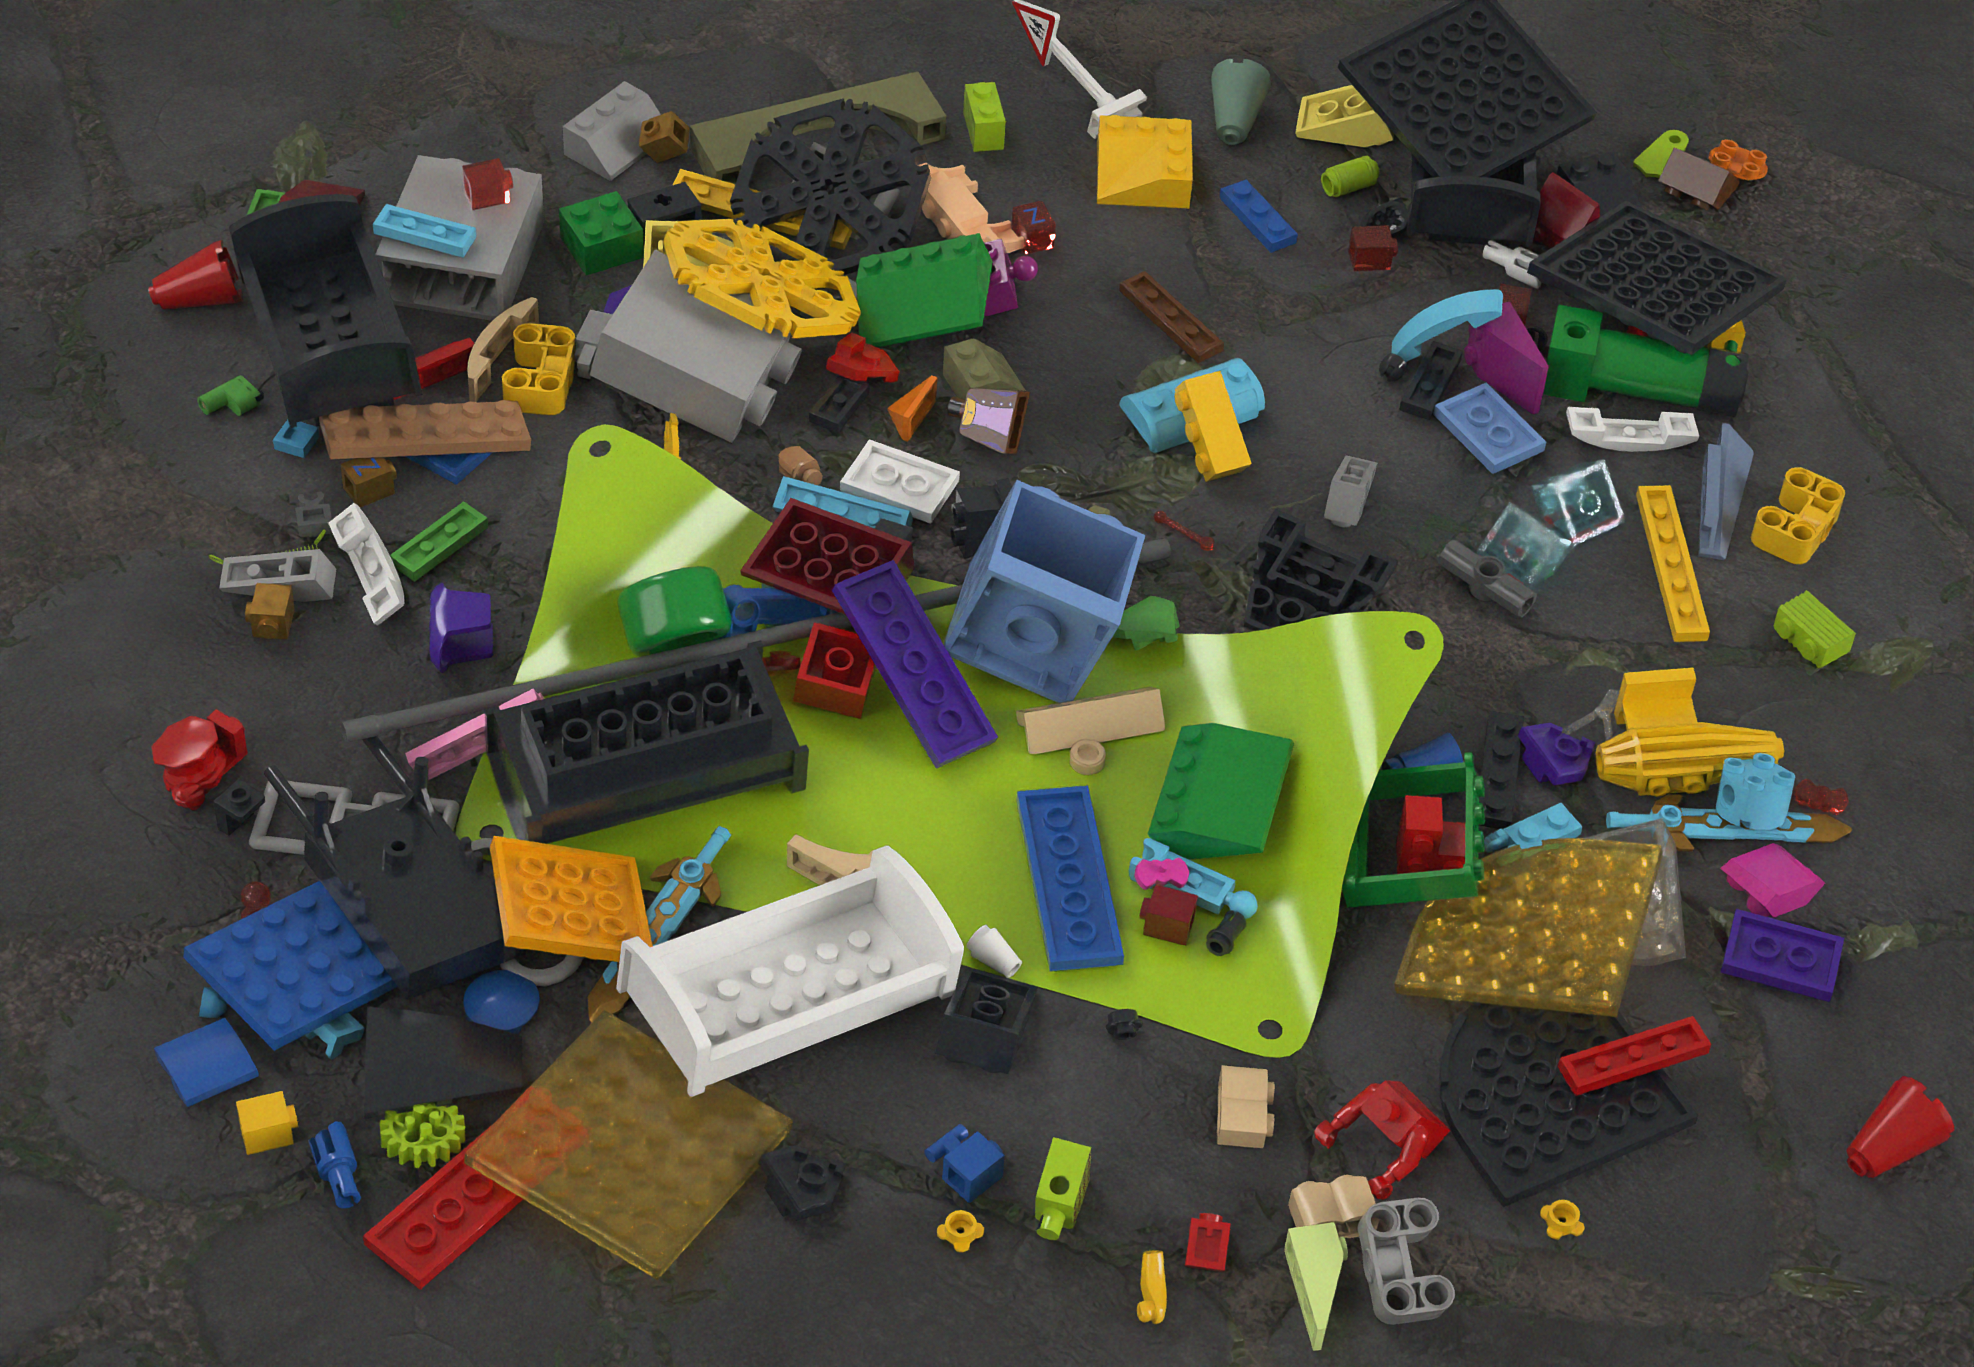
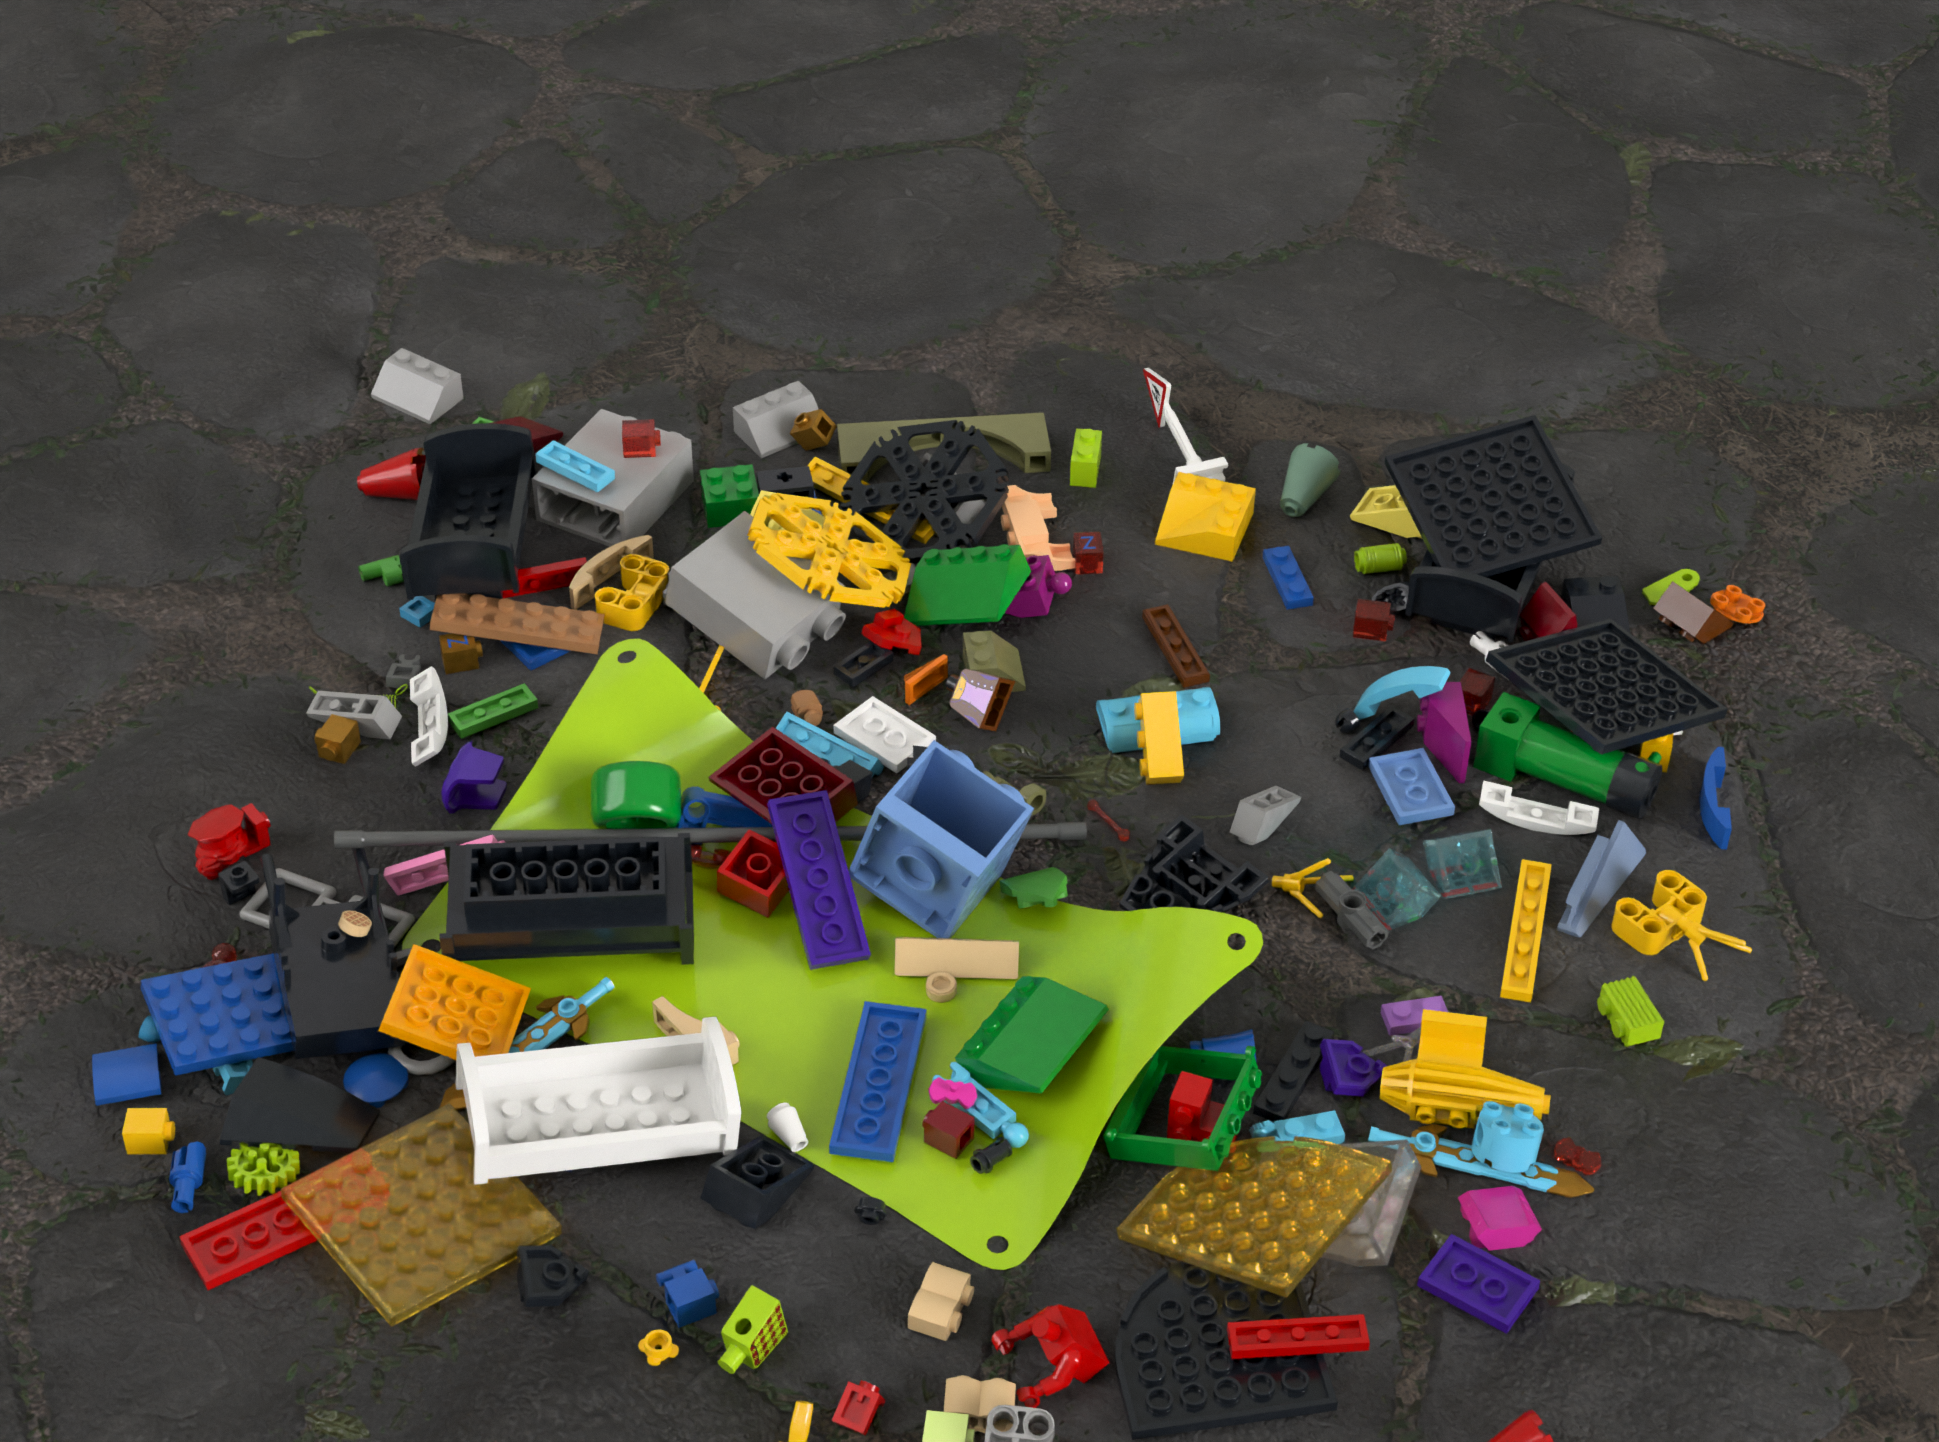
camera: 20 degrees right, 5 degrees down
(166, 164) = (417, 386): none -> light grey slope
(415, 826) = (354, 923): none -> tan tile
(1413, 560) = (1296, 882): none -> yellow plant
(1593, 680) = (1407, 1015): none -> medium lavender plate
(1814, 404) = (1715, 819): none -> blue slope
(1852, 531) = (1698, 933): none -> yellow plant

